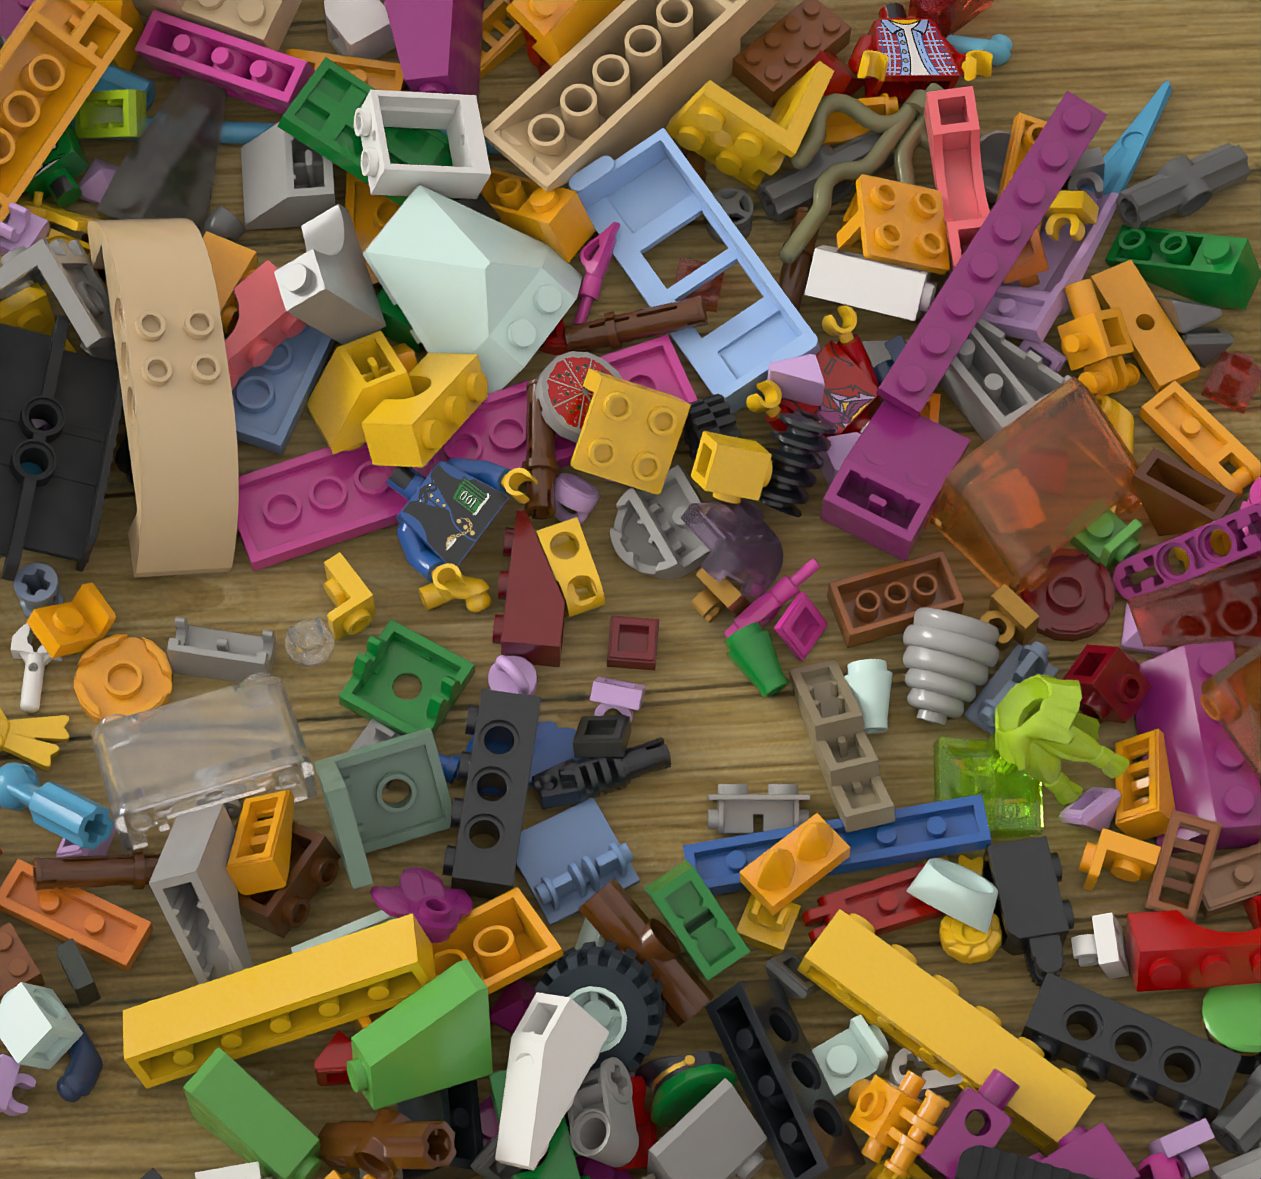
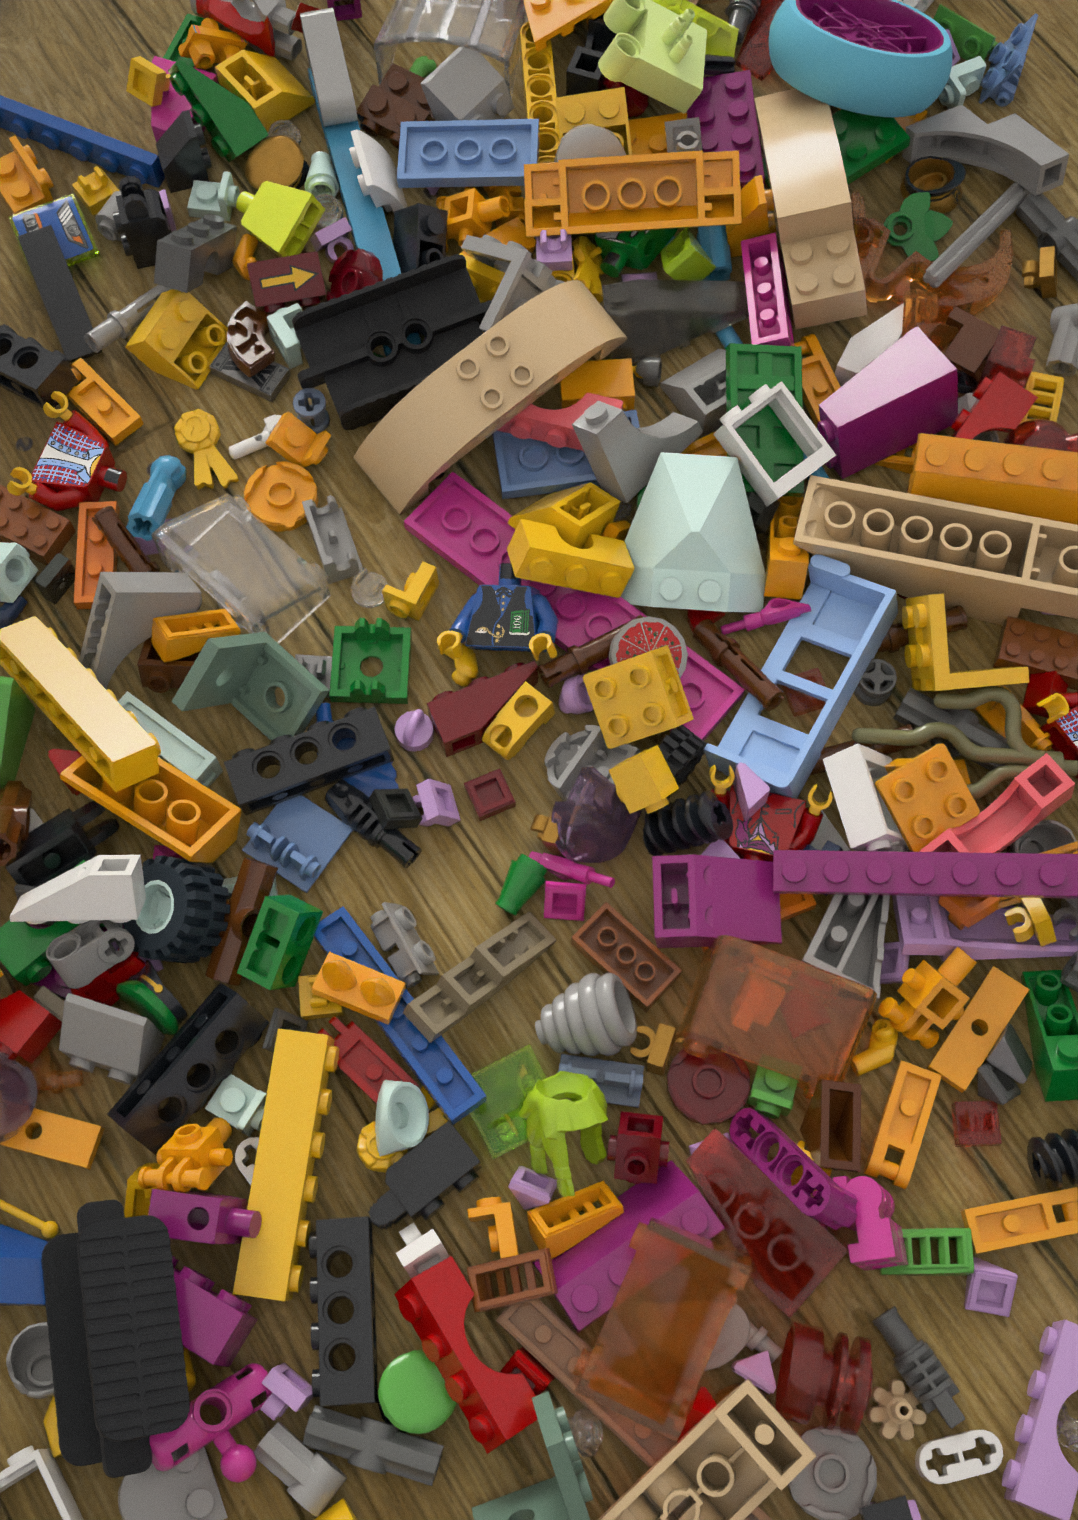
camera: 65 degrees right, 5 degrees up
(425, 1041) = (73, 803): bright green slope -> none
(426, 897) = (196, 751): magenta plate -> none
(872, 689) = (537, 977): light aqua cone -> none

